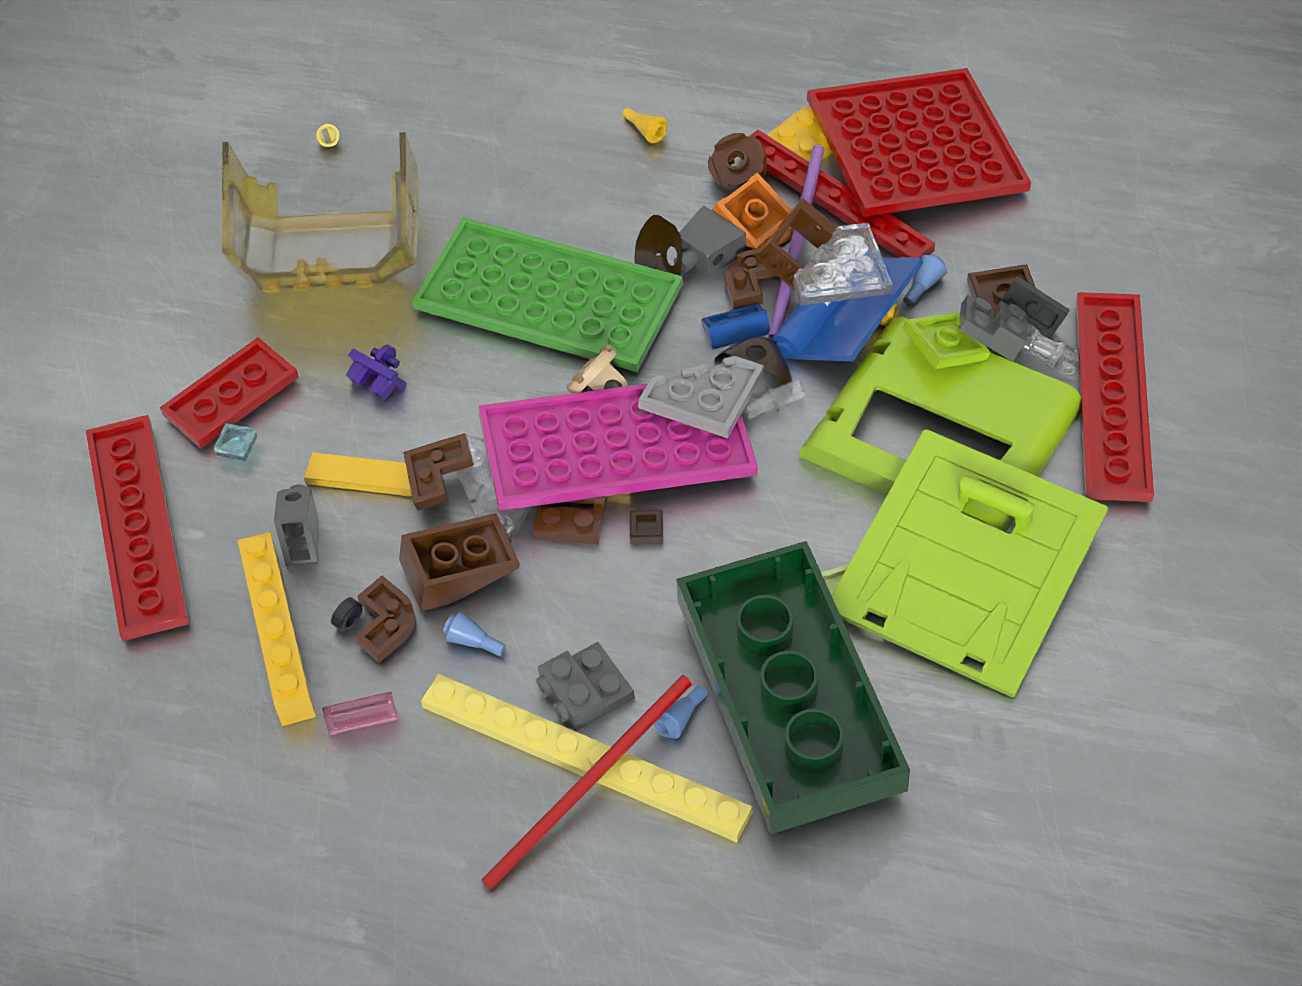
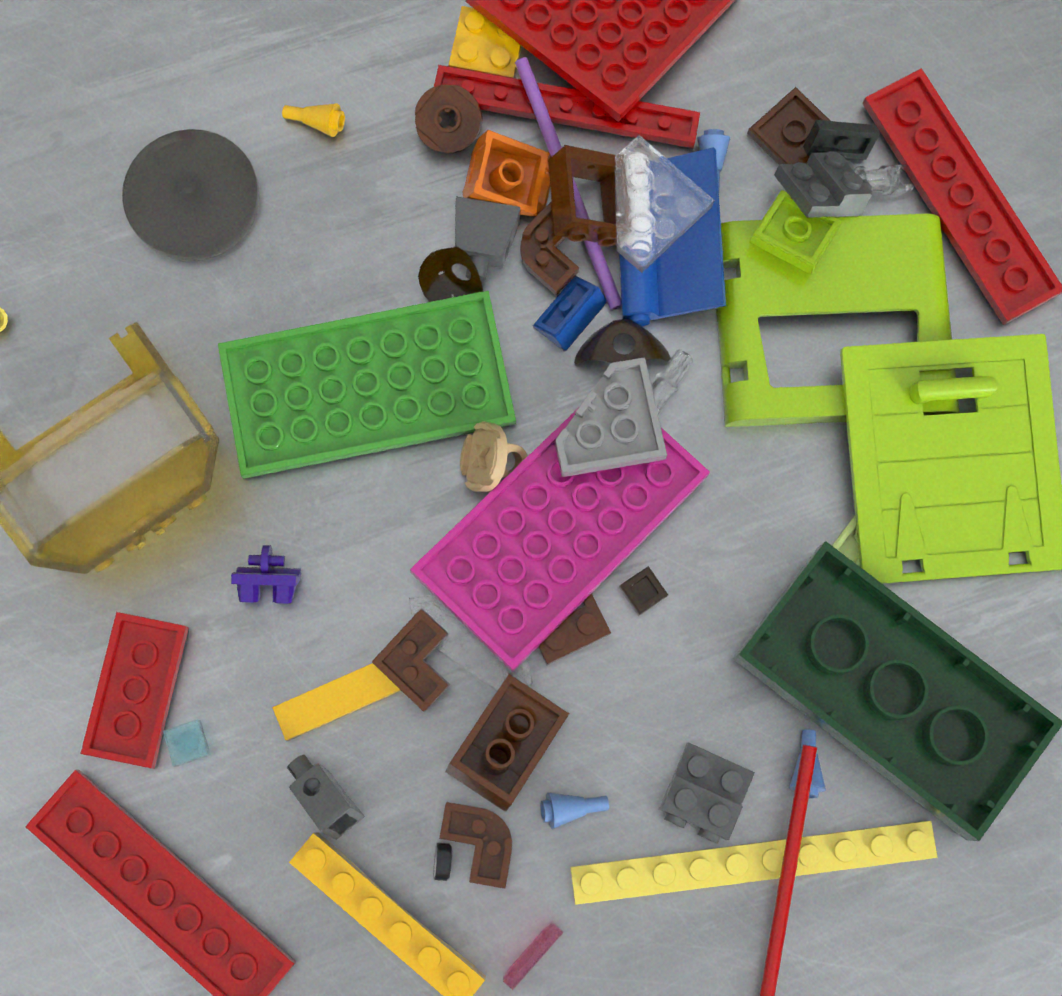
camera: 40 degrees left, 25 degrees up
(521, 131) = (191, 194): none -> clear smoke dish

